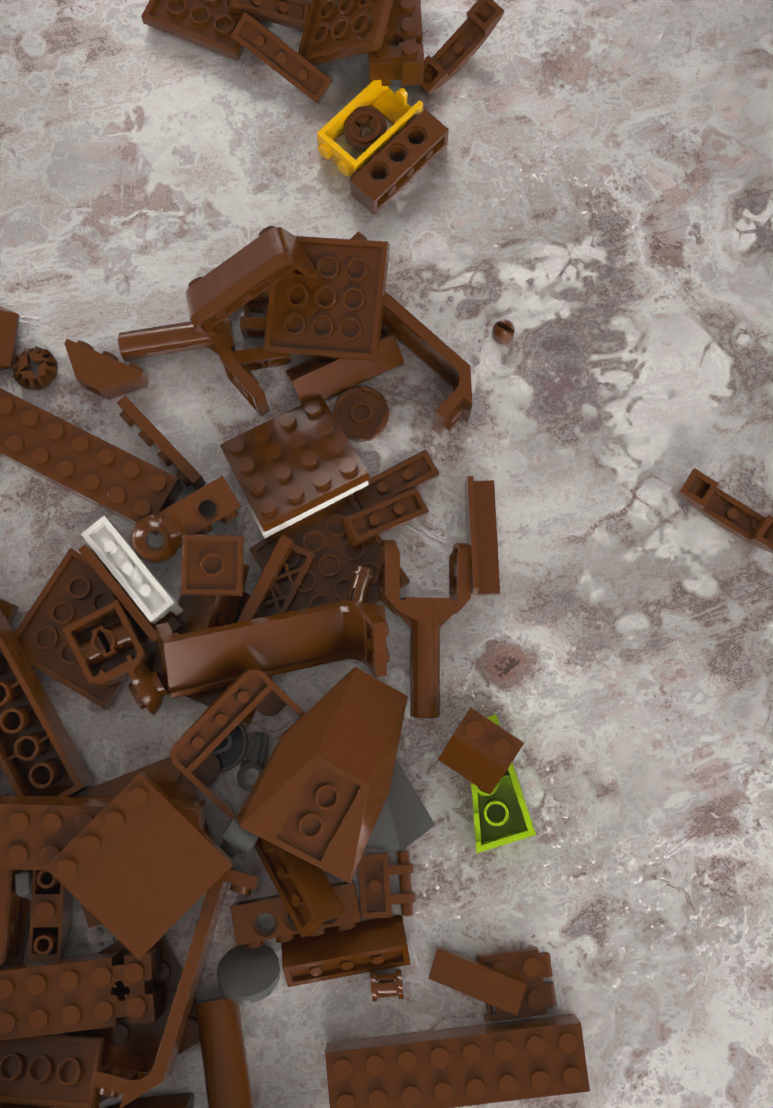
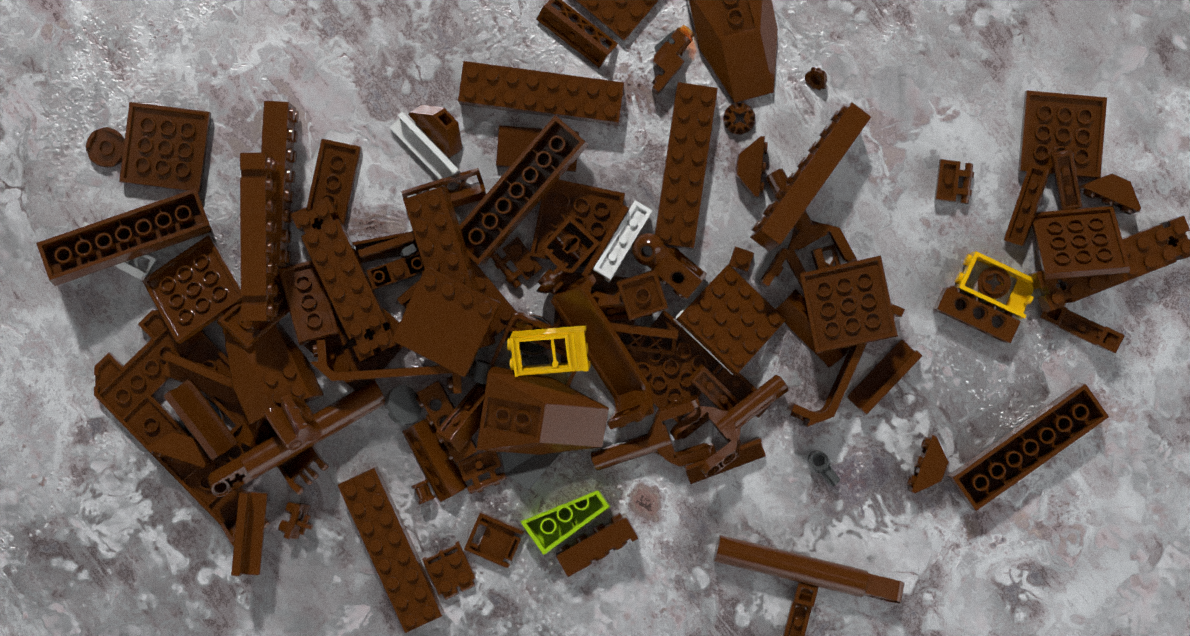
camera: 75 degrees right, 10 degrees up
(20, 260) = (816, 78): none -> reddish brown animal
(104, 723) = (521, 258): none -> reddish brown plate
(140, 295) = (809, 176): none -> reddish brown brick
(168, 453) = (718, 217): reddish brown plate -> none
(217, 142) = (948, 178): none -> reddish brown plate
(219, 426) = (741, 259): none -> reddish brown plate
(244, 278) = (837, 252): reddish brown windscreen -> none
(252, 682) = (575, 347): none -> yellow door
(360, 584) = (663, 391): reddish brown pin -> none
(361, 413) = (783, 351): reddish brown tile -> none
(433, 510) = (729, 422): none -> reddish brown piece
(440, 297) = (884, 376): none -> reddish brown panel
(478, 980) = (445, 546): reddish brown tile -> none
(480, 750) = (583, 504): reddish brown slope -> none
(495, 896) = (497, 540): none -> reddish brown container
(500, 335) = (871, 428): reddish brown hinge -> none
(533, 409) = (825, 468): none -> dark grey axle
(543, 752) = (596, 544): none -> reddish brown wedge
(573, 278) = (929, 465): none -> reddish brown slope
(588, 153) = (1028, 446): none -> reddish brown brick
(663, 480) = (806, 569): none -> reddish brown piece

